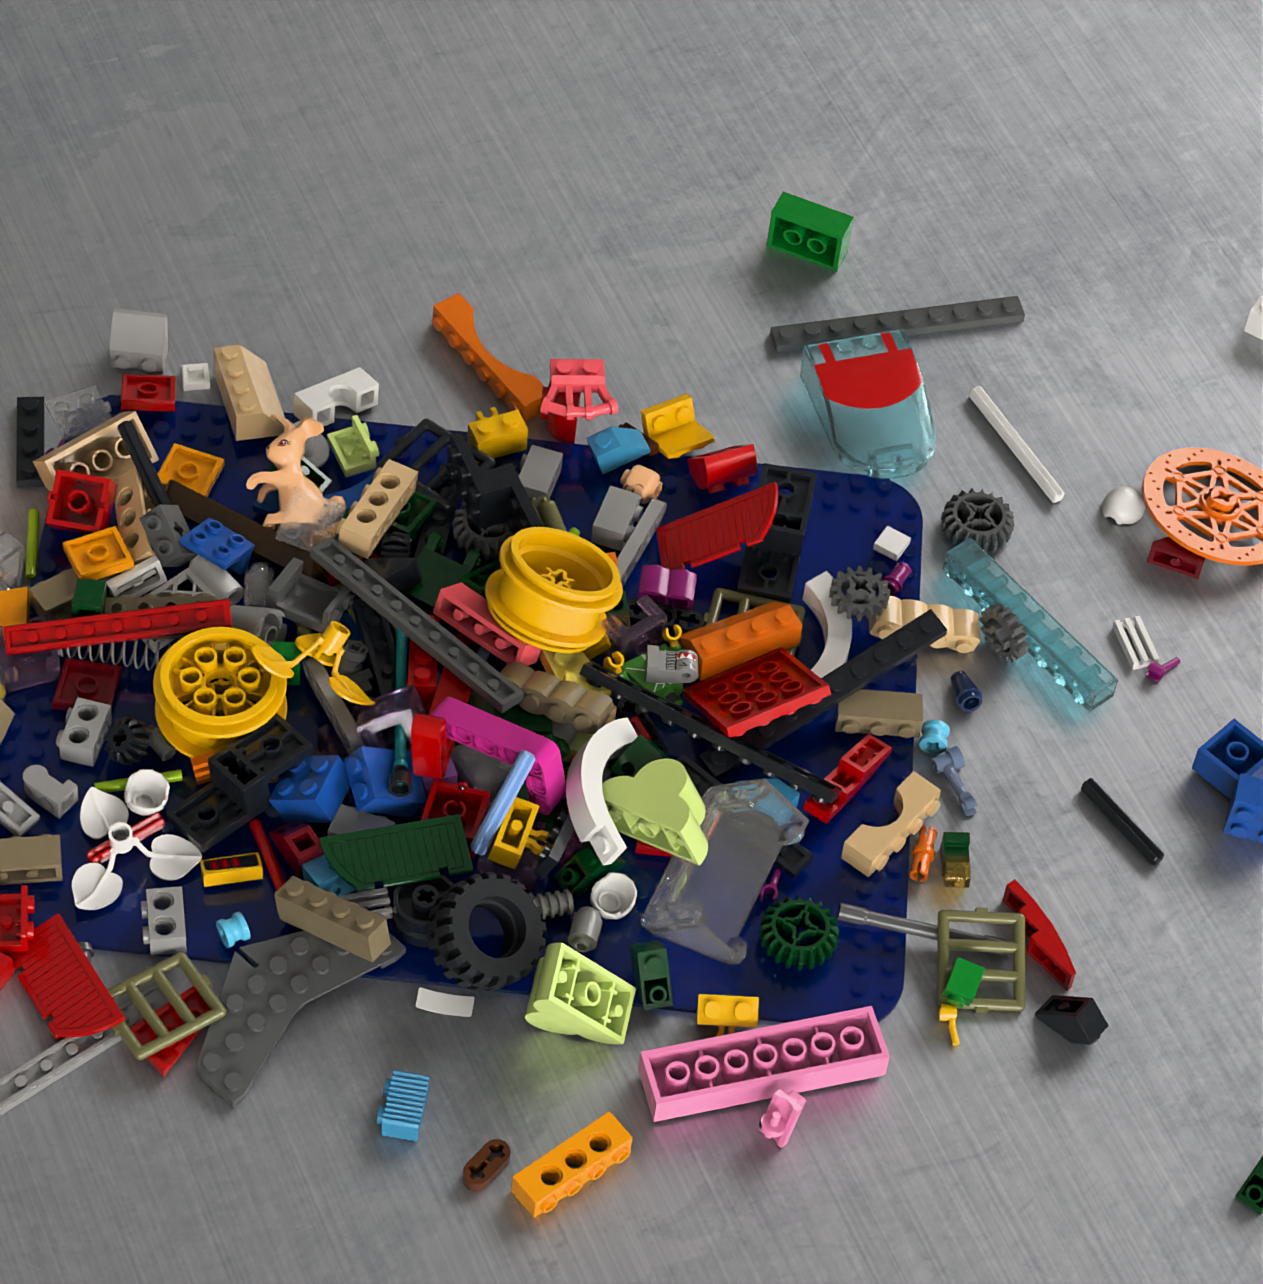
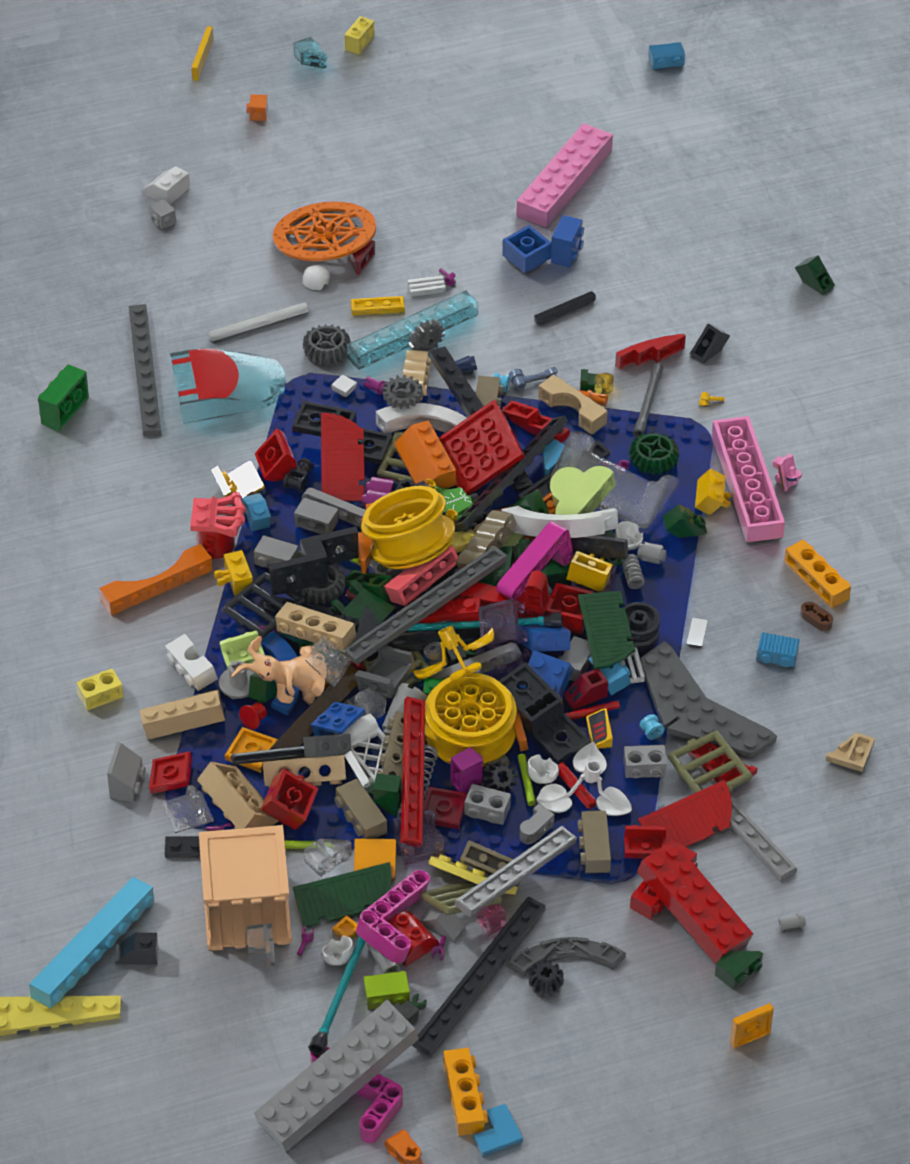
camera: 80 degrees left, 5 degrees down
(98, 554) = (340, 787): light orange tile -> none
(132, 694) = (466, 770): none -> magenta brick
(195, 376) = (151, 749): white tile -> none
(202, 1207) = (852, 752): none -> tan wing
(241, 466) = (252, 715): none -> red piece
(291, 313) = (99, 689): none -> light yellow brick
(332, 918) = (653, 667): dark tan brick -> none
(502, 802) = (582, 560): light blue axle -> none
(519, 922) = (667, 587): black tyre -> none
(579, 997) = (706, 559): yellowish green brick -> none
(643, 482) = (286, 502): light nougat head -> none
(670, 666) = (456, 487): light grey leg -> none
(692, 494) = (298, 477): none -> black connector
(962, 982) = (692, 382): green brick -> none
(1016, 947) = (661, 388): olive bar -> none
(1080, 584) = (377, 305): none -> yellow tile
(1214, 319) = (162, 214): none -> light grey brick

